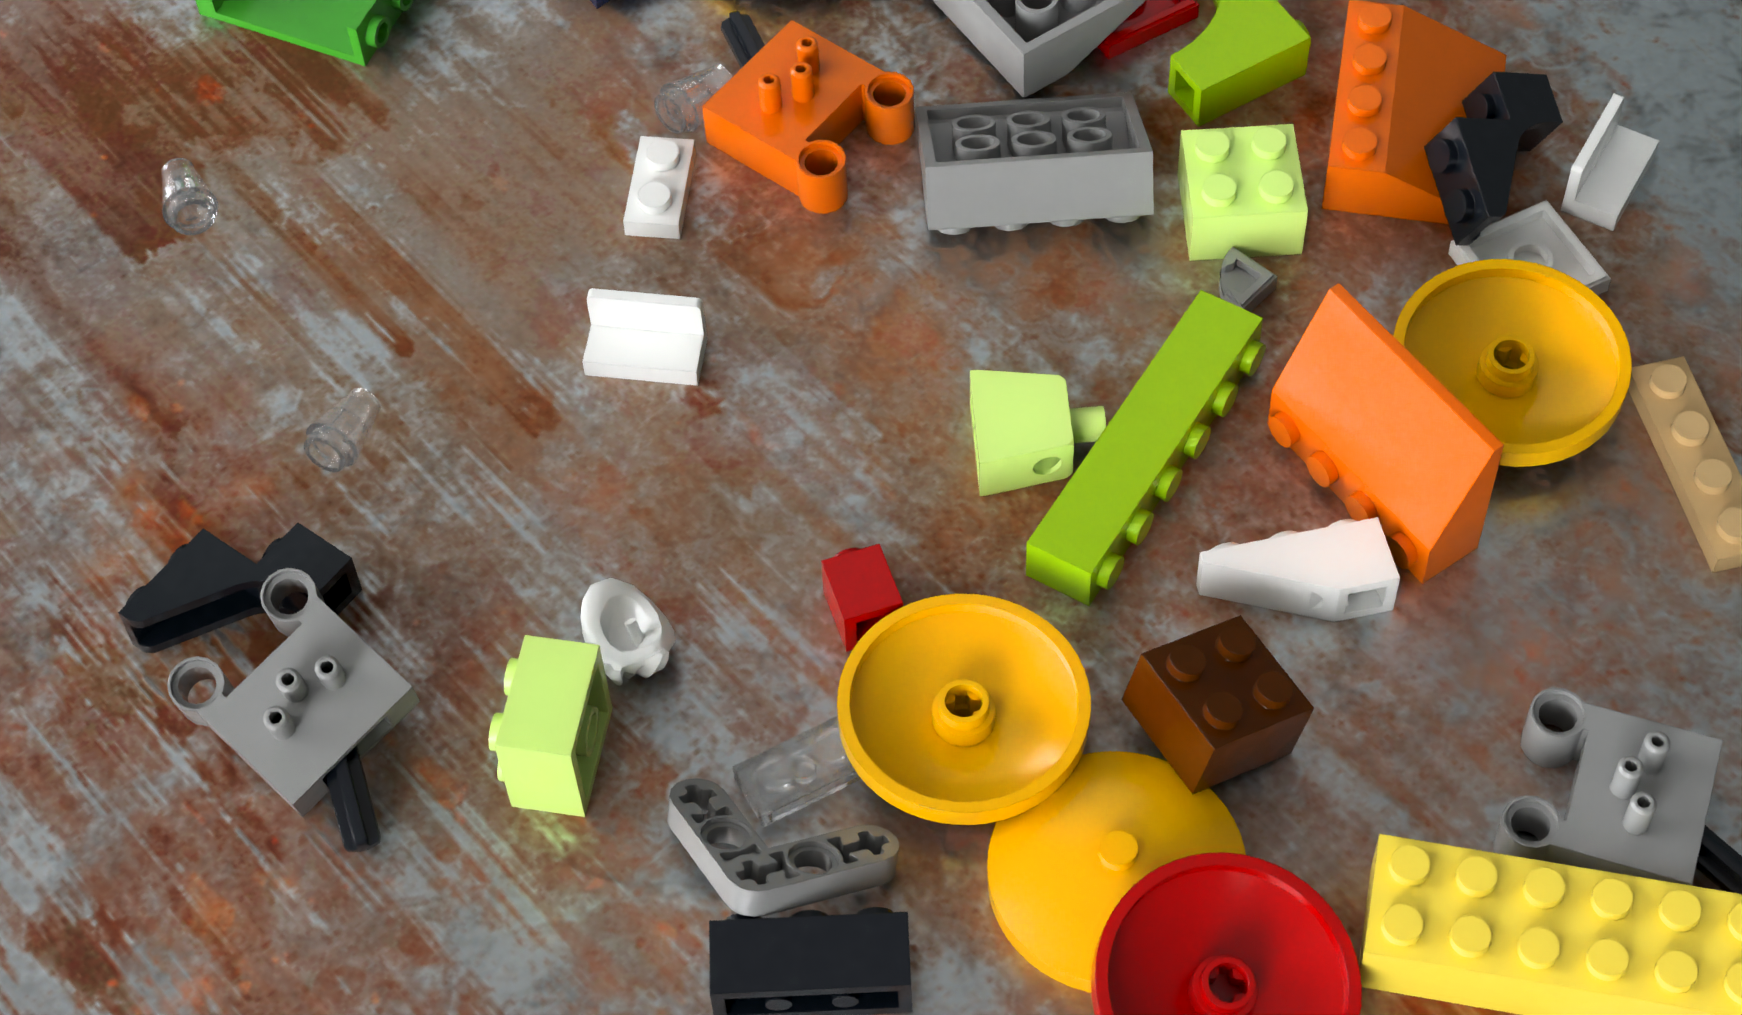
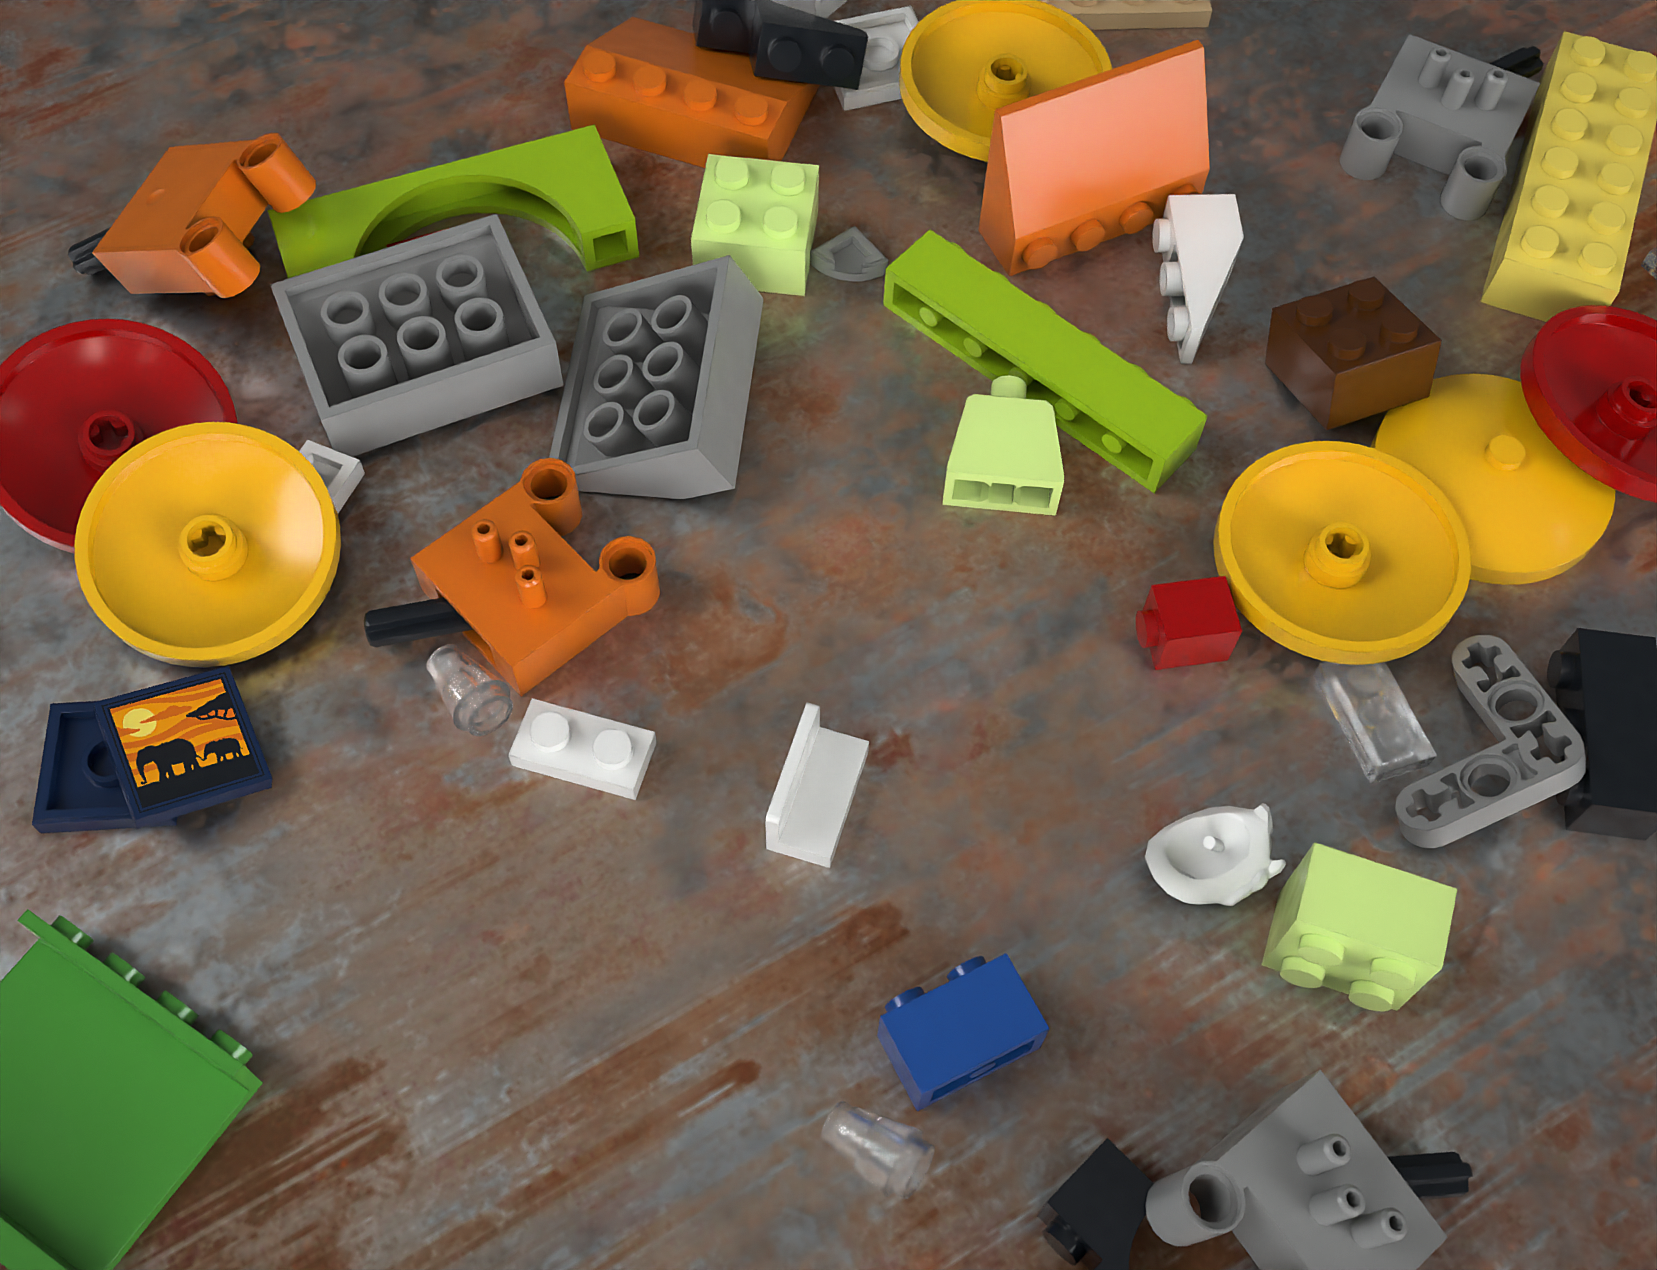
camera: 85 degrees left, 5 degrees up
(442, 467) = (960, 1029): none -> blue brick

